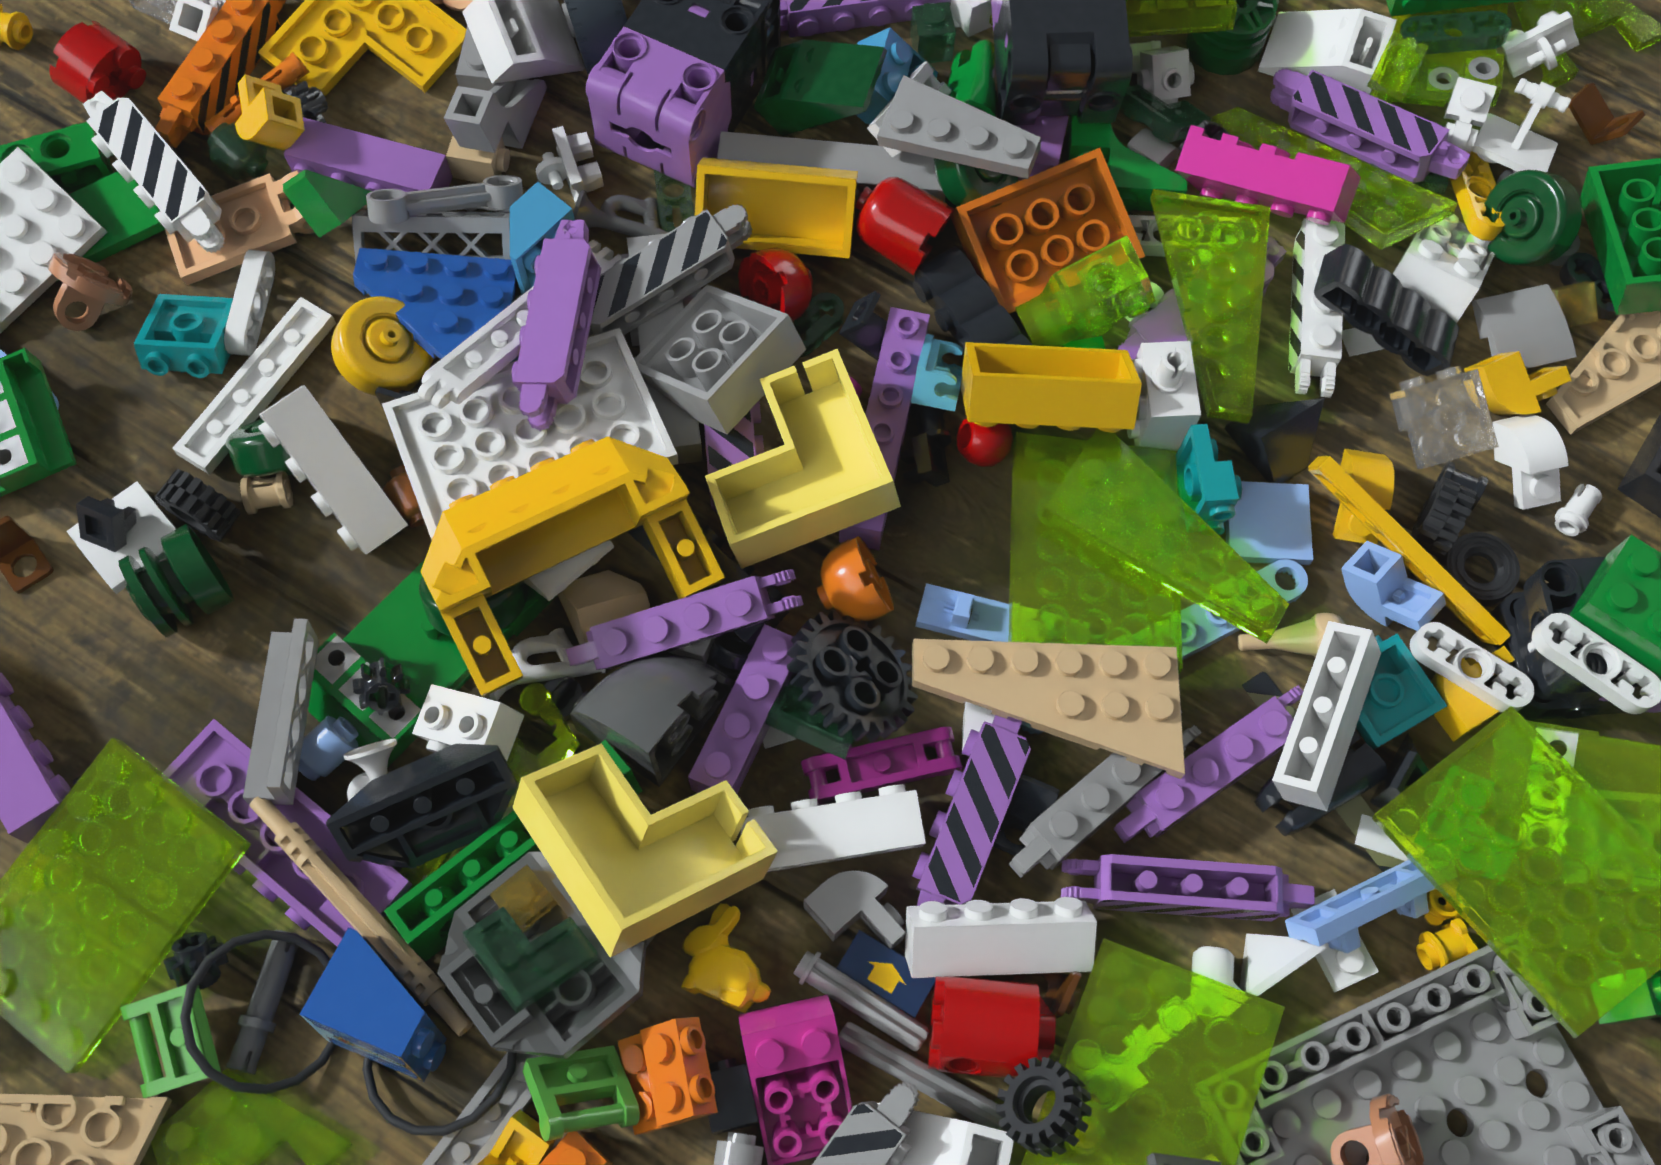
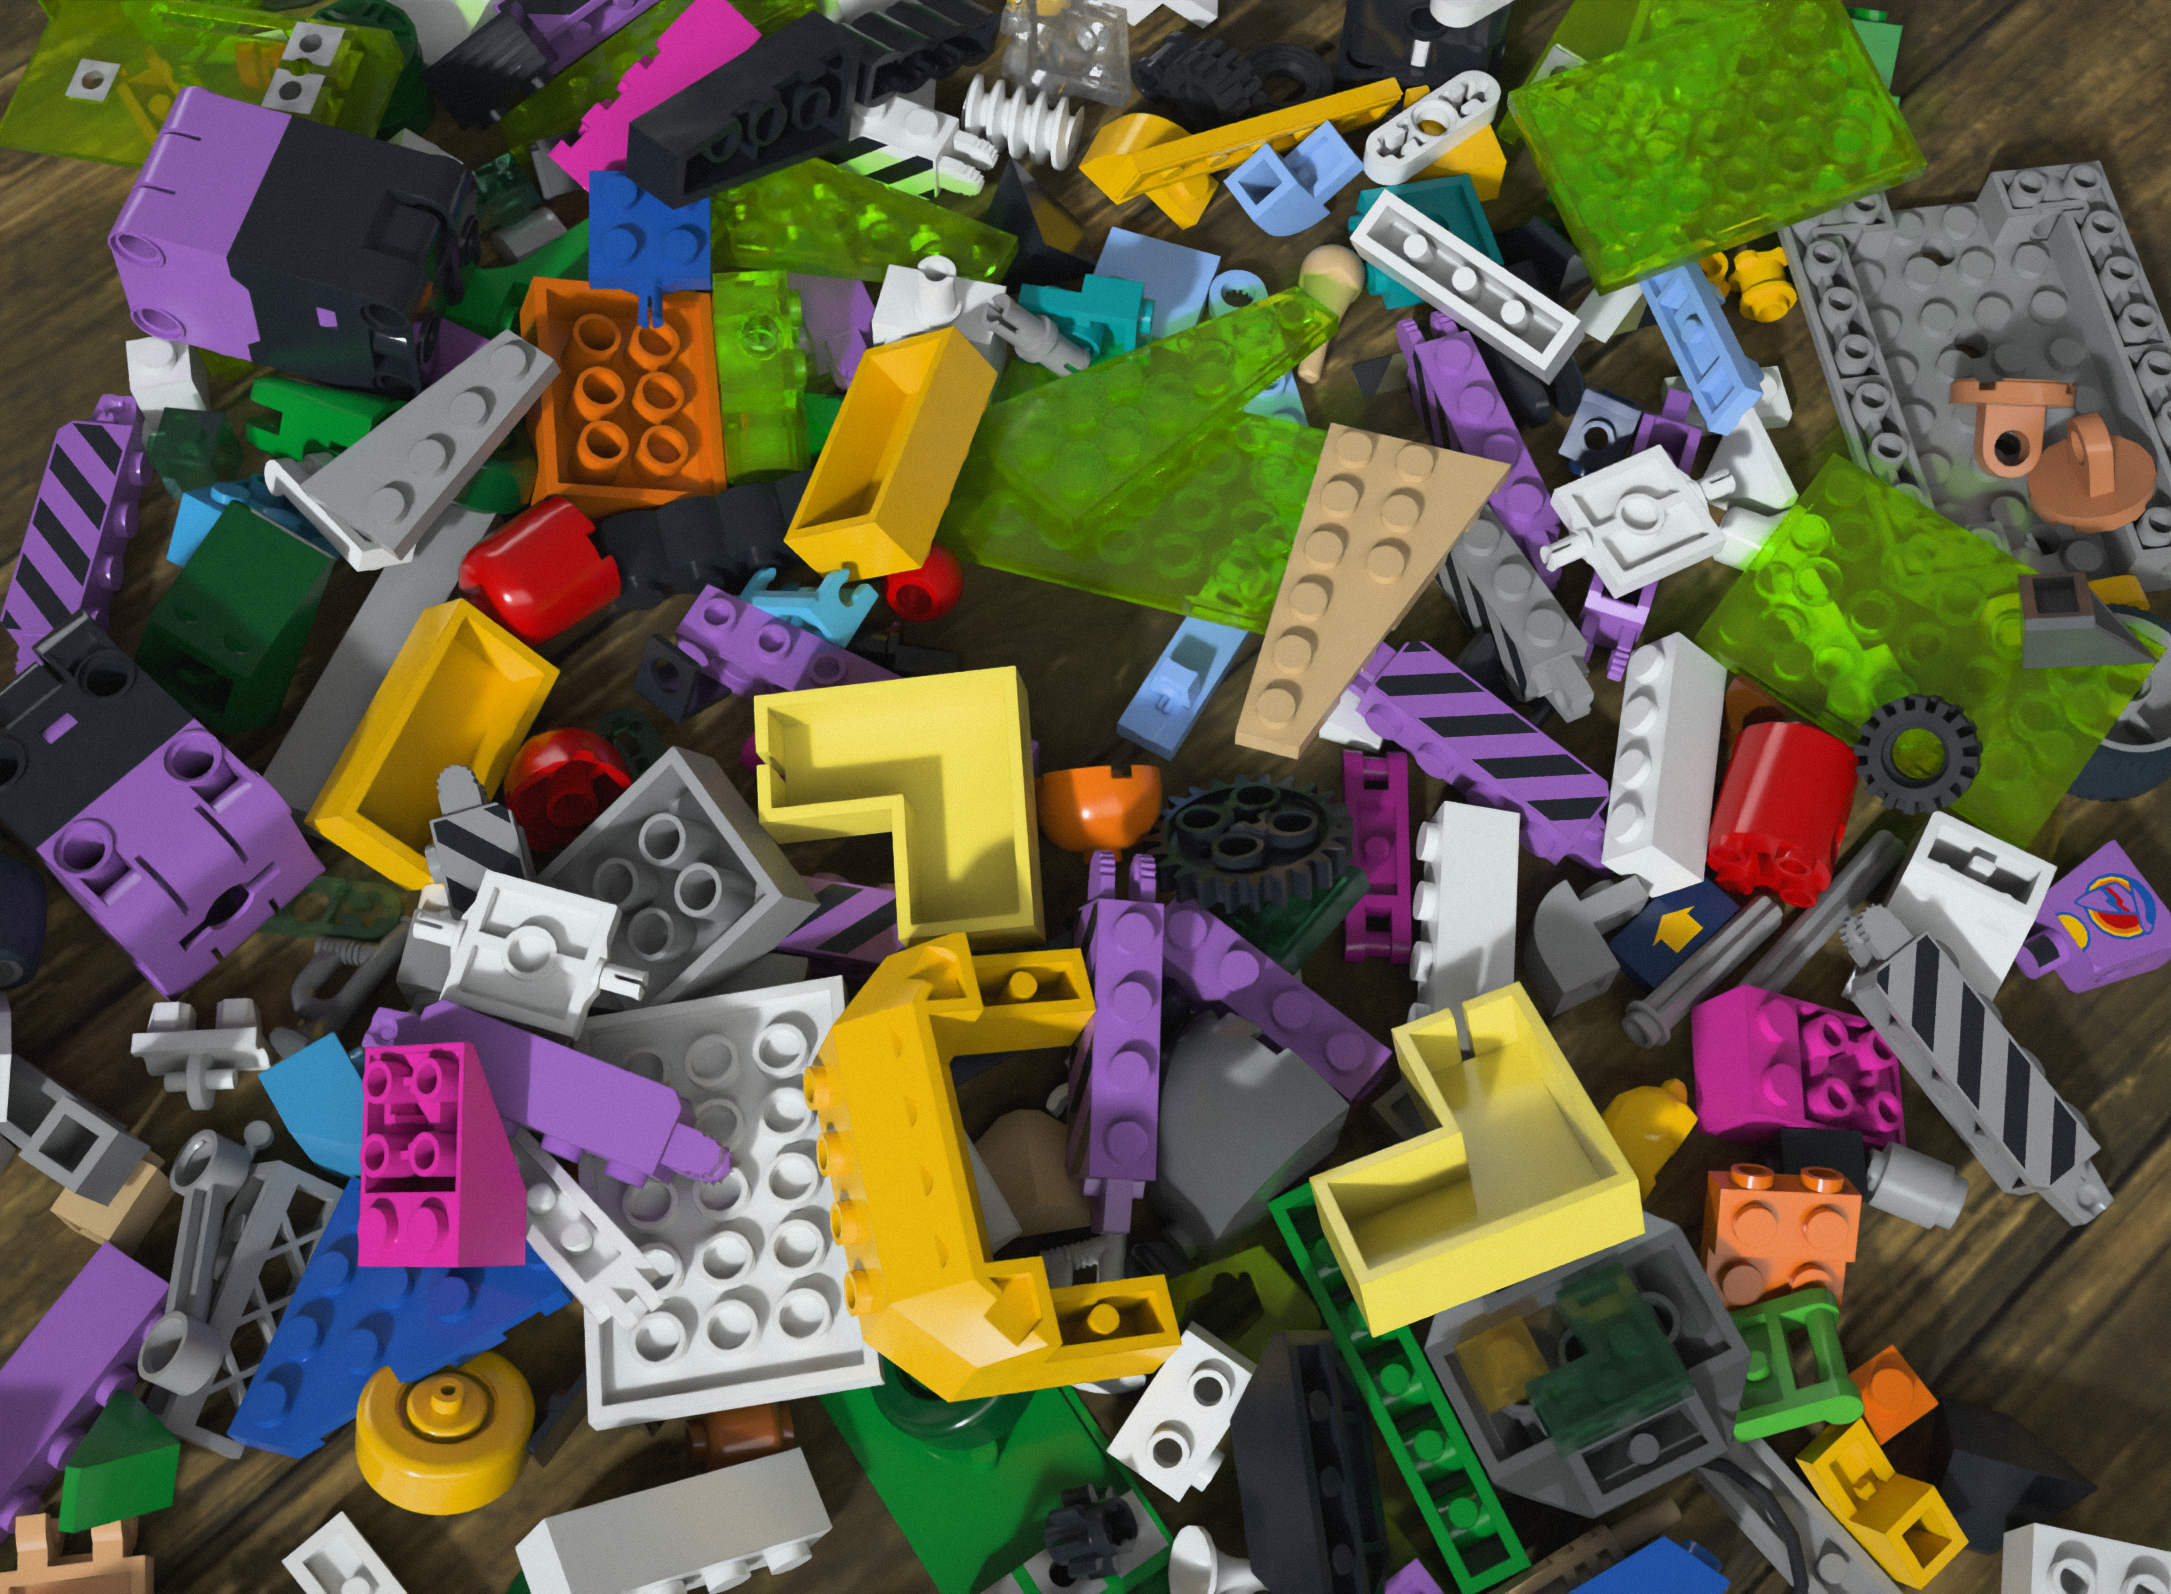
camera: 75 degrees left, 5 degrees down
(482, 284) = (436, 1163): none -> dark pink slope
(635, 284) = (531, 955): none -> white plate
(1161, 200) = (645, 244): none -> blue plate
(1172, 445) = (1034, 336): none -> light grey pin
(1173, 872) = (1638, 520): none -> white plate
(1259, 221) = (750, 116): none -> black wedge
(1263, 844) = (1614, 414): none -> brick
(1264, 83) = (491, 67): none -> black brick
(1366, 404) = (1021, 124): none -> white piece

